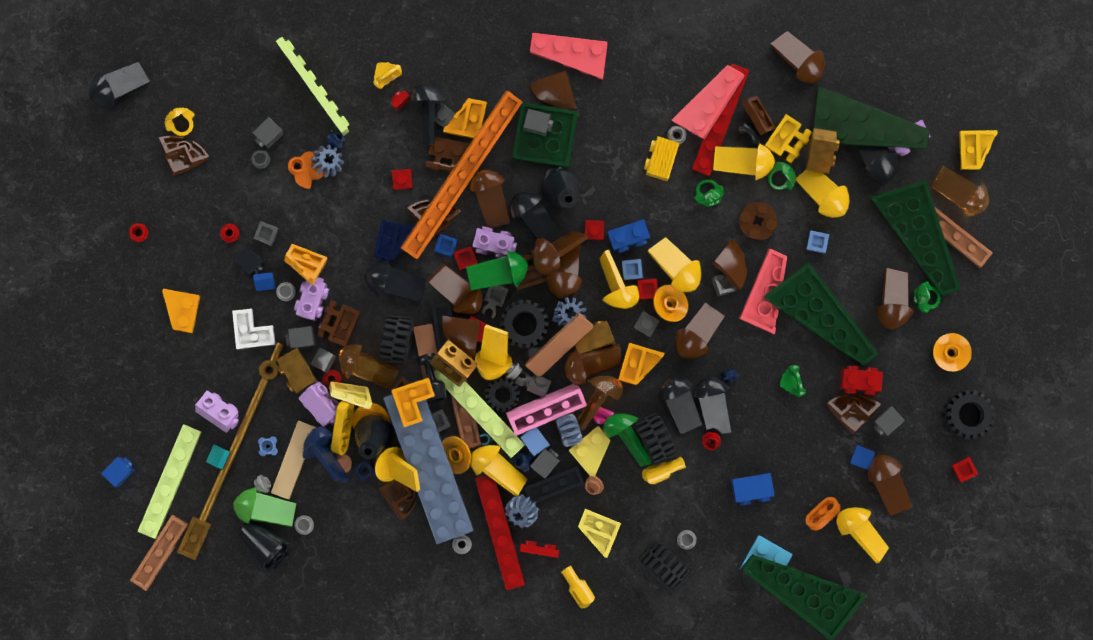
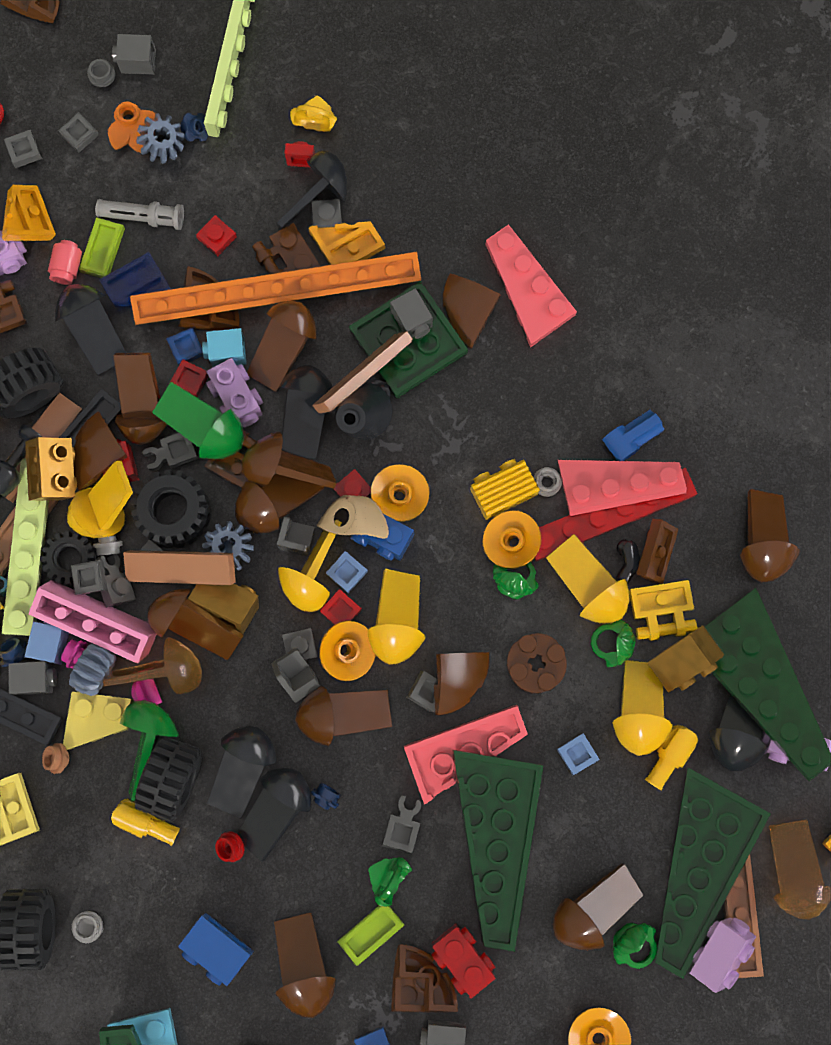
camera: 45 degrees right, 5 degrees down
(281, 198) = (78, 132): none -> dark grey tile
(347, 265) = (64, 262): none -> coral brick
(355, 241) = (101, 248): none -> lime tile
(363, 199) = (153, 213): none -> light grey pin
(466, 227) = (225, 345): none -> medium azure brick
(523, 392) = (89, 577): none -> dark grey tile
(546, 172) = (362, 372): none -> tile
(552, 432) = (73, 652): none -> dark pink plate
(593, 278) = (295, 537): none -> dark grey panel
(616, 200) = (405, 480): none -> light orange dish
(619, 238) = (364, 517): none -> tan piece
(638, 363) = (245, 678): light orange wing -> none
(660, 337) = (295, 675): none -> dark grey panel
(680, 175) = (505, 528): none -> light orange dish
(693, 77) = (628, 439): none -> blue piece
(777, 354) = (401, 830): none -> dark grey plate
(801, 458) = (303, 973): none -> reddish brown piece
(809, 412) = (370, 933): none -> lime tile
(858, 198) = (672, 754): none -> yellow arm
(964, 255) = (726, 949): none -> lavender brick

